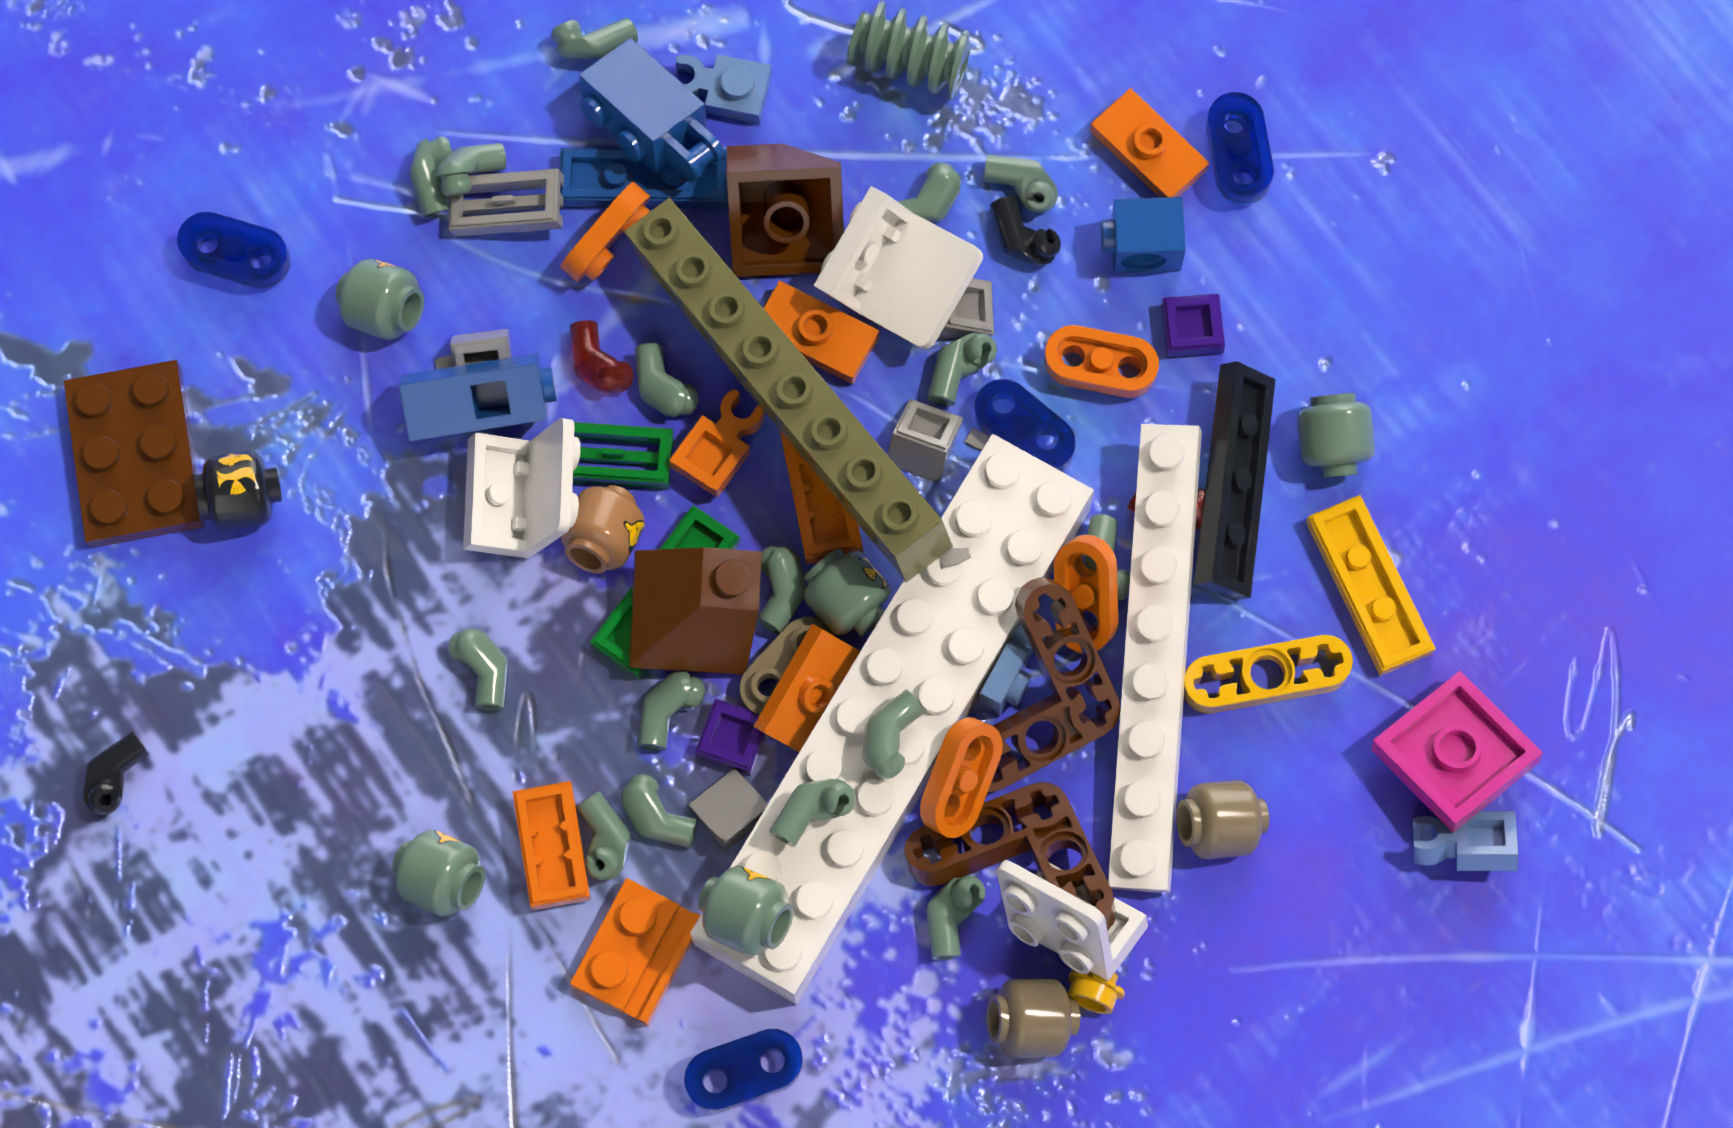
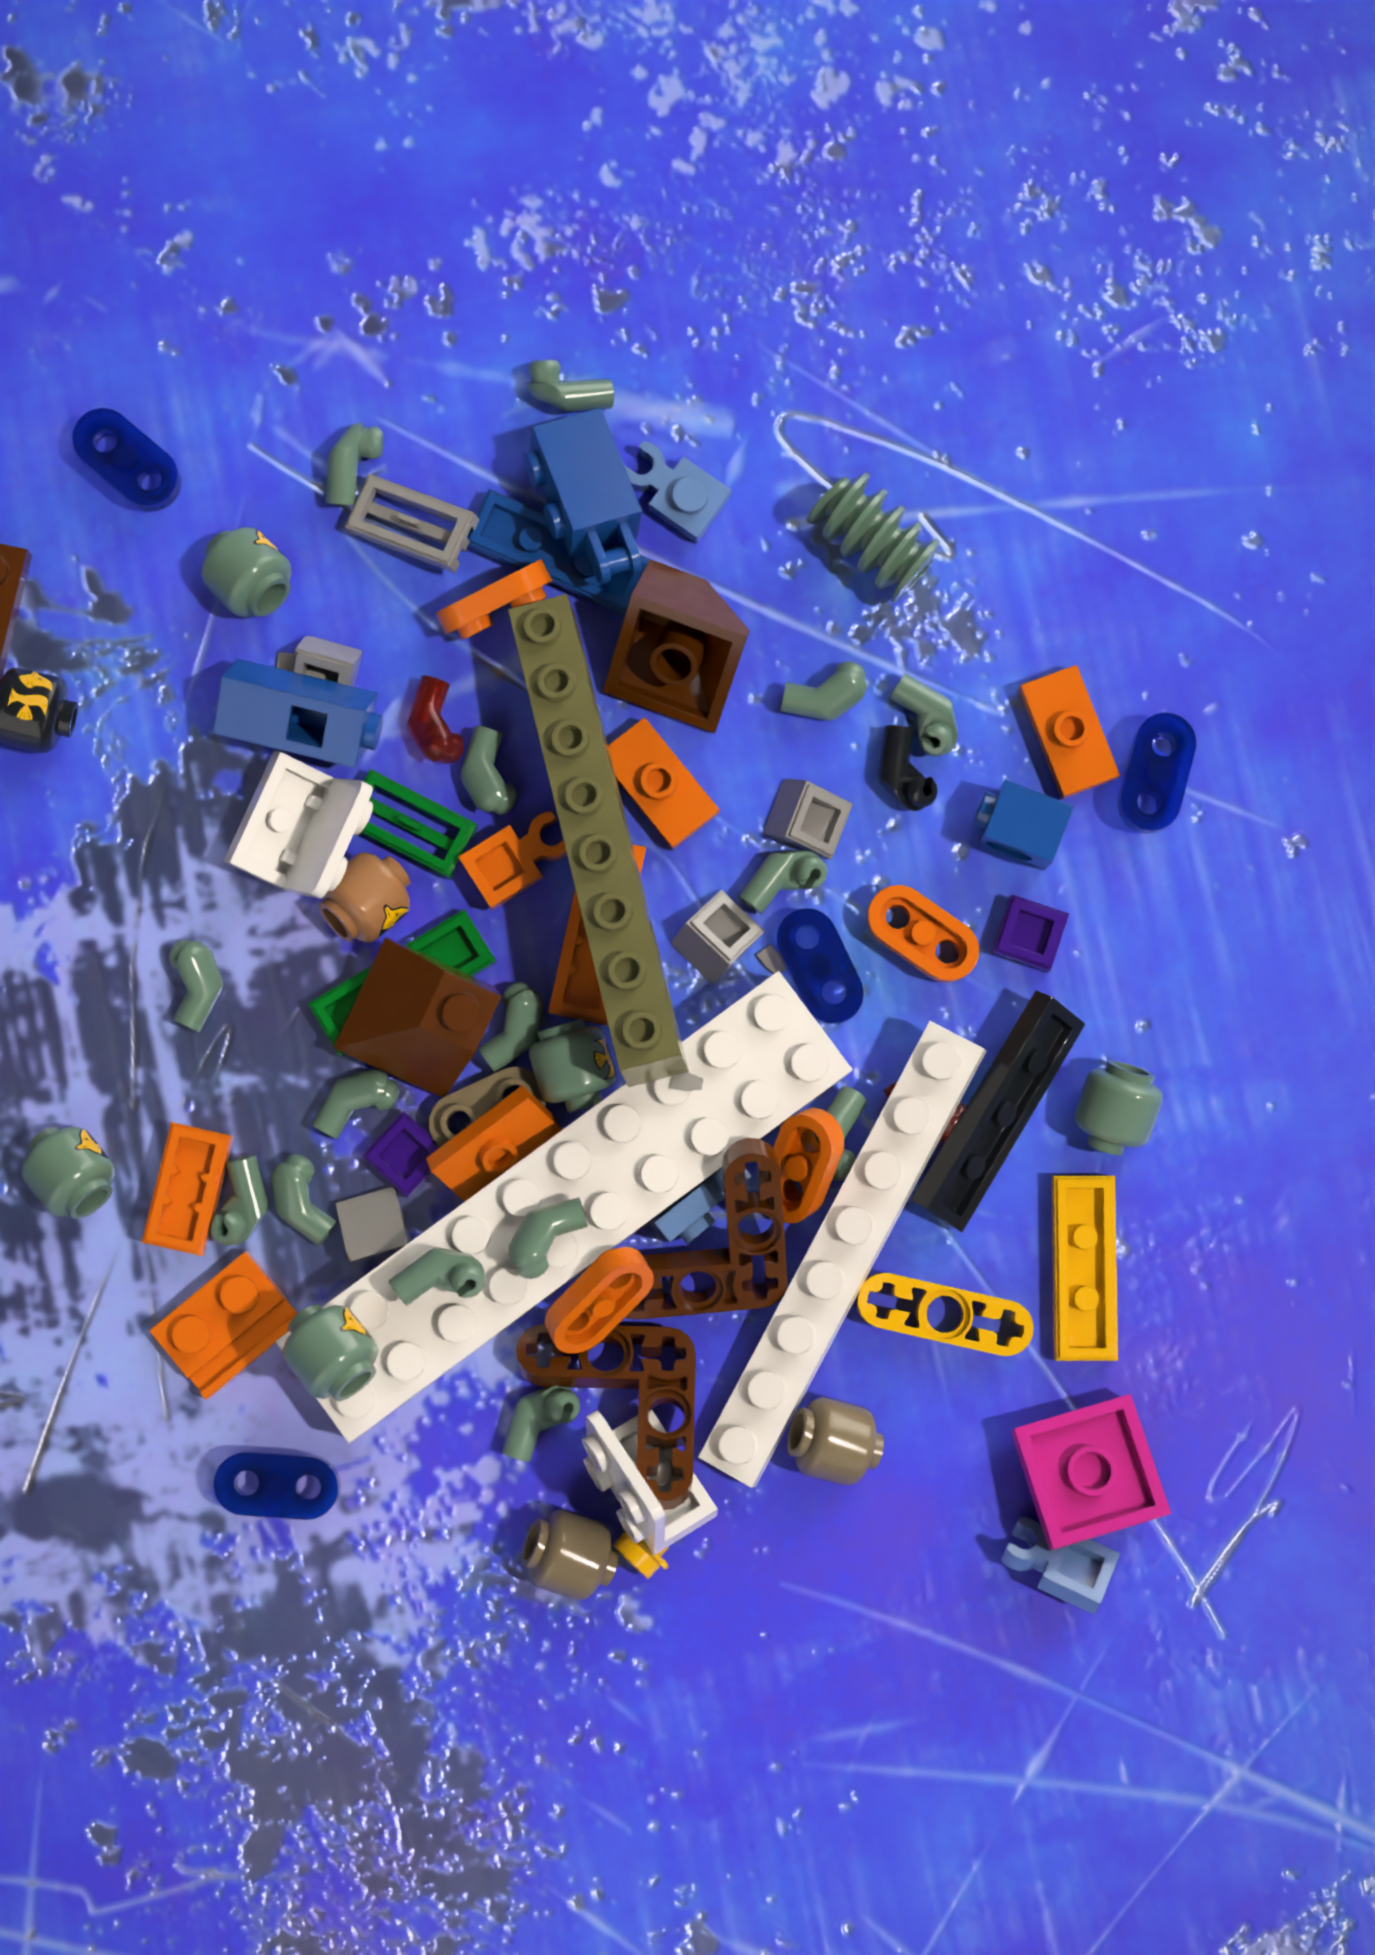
camera: 15 degrees right, 10 degrees up
(469, 160) = (388, 465): sand green arm -> none
(898, 269) = (763, 760): white bracket -> none

